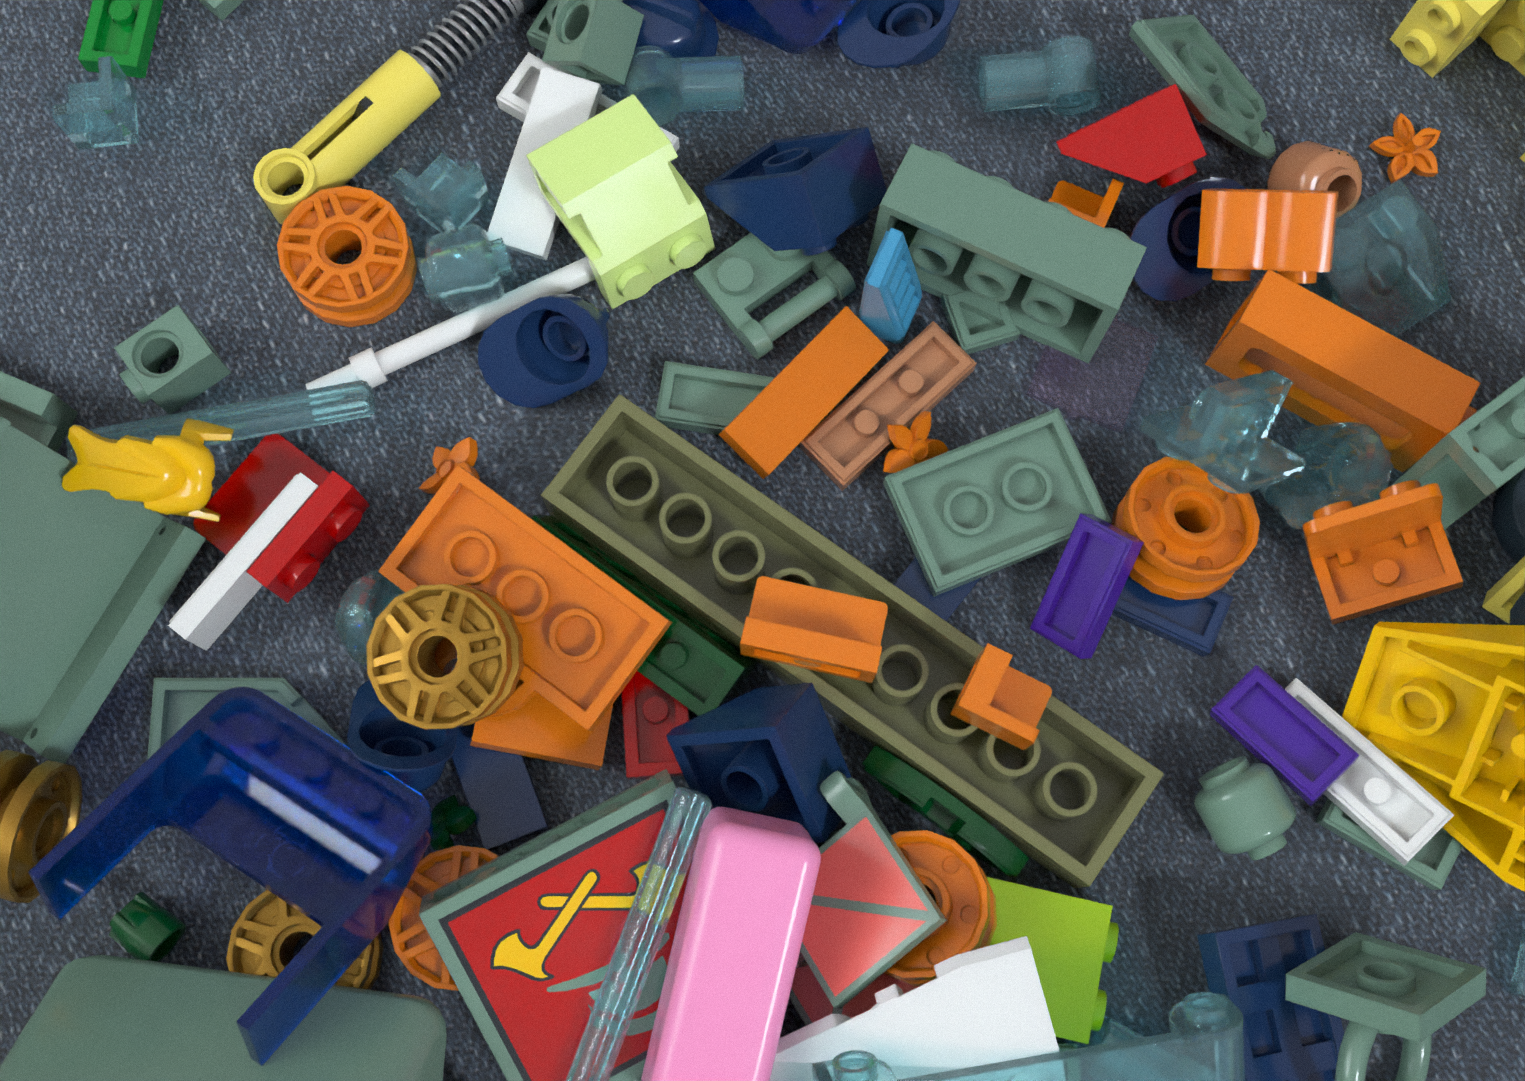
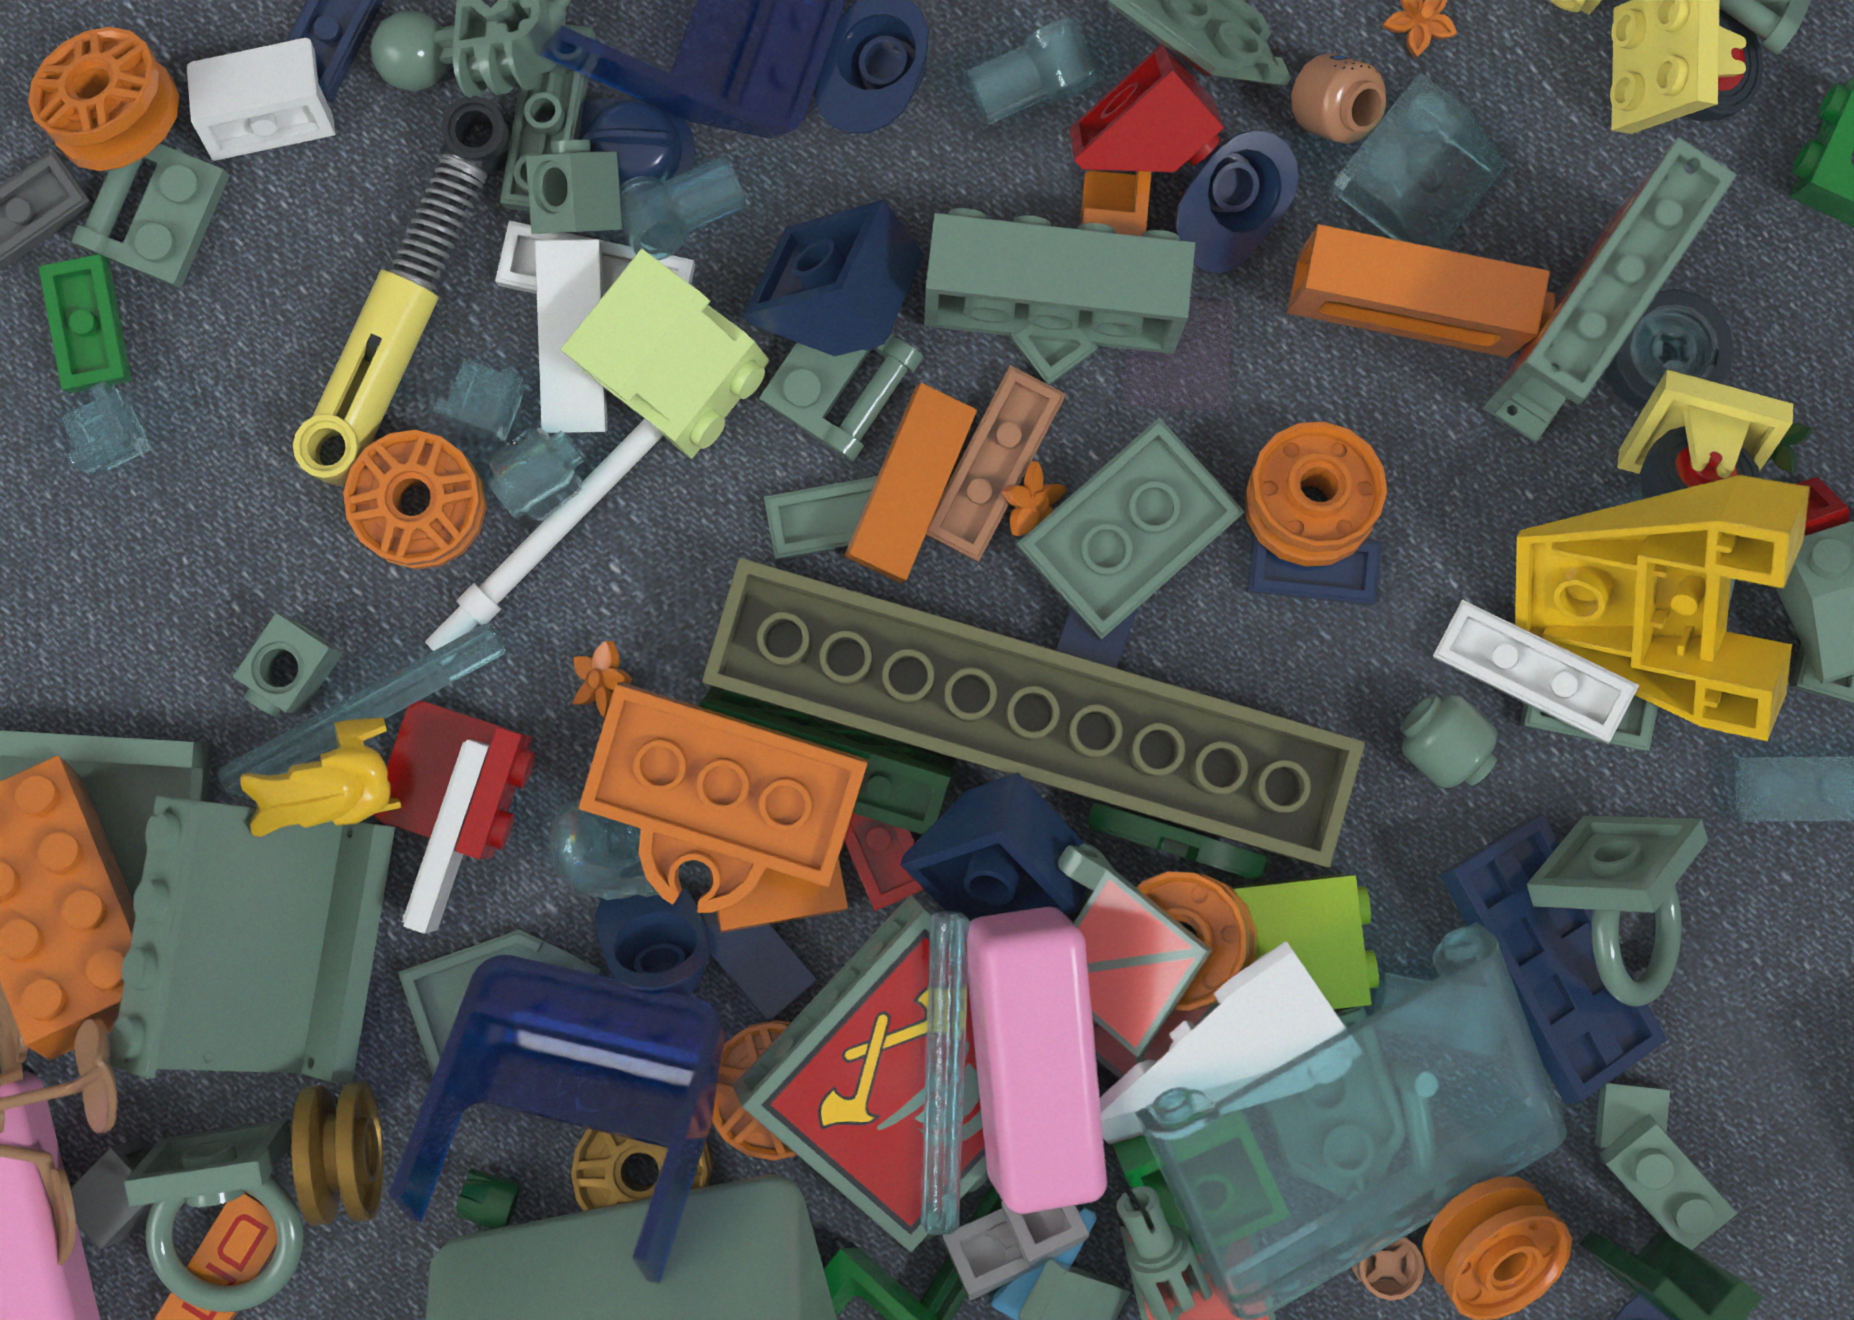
camera: 20 degrees left, 10 degrees up
(404, 662) = (666, 907): pearl gold wheel -> none
(448, 820) = (728, 1005): dark green plant -> none
(545, 350) = (647, 529): dark blue piece -> none
(814, 629) = (1004, 720): orange panel -> none
(891, 290) = (961, 355): dark azure slope -> none
(1002, 699) = (1197, 727): orange panel -> none
(1086, 585) = (1240, 584): dark purple tile -> none
(1228, 433) = (1329, 395): clear light blue bracket -> none
(1267, 231) = (1306, 179): orange brick -> none
(1284, 735) = (1465, 661): dark purple tile -> none
(1342, 465) = (1436, 394): clear light blue hair -> none
(1381, 551) = (1507, 460): orange bracket -> none

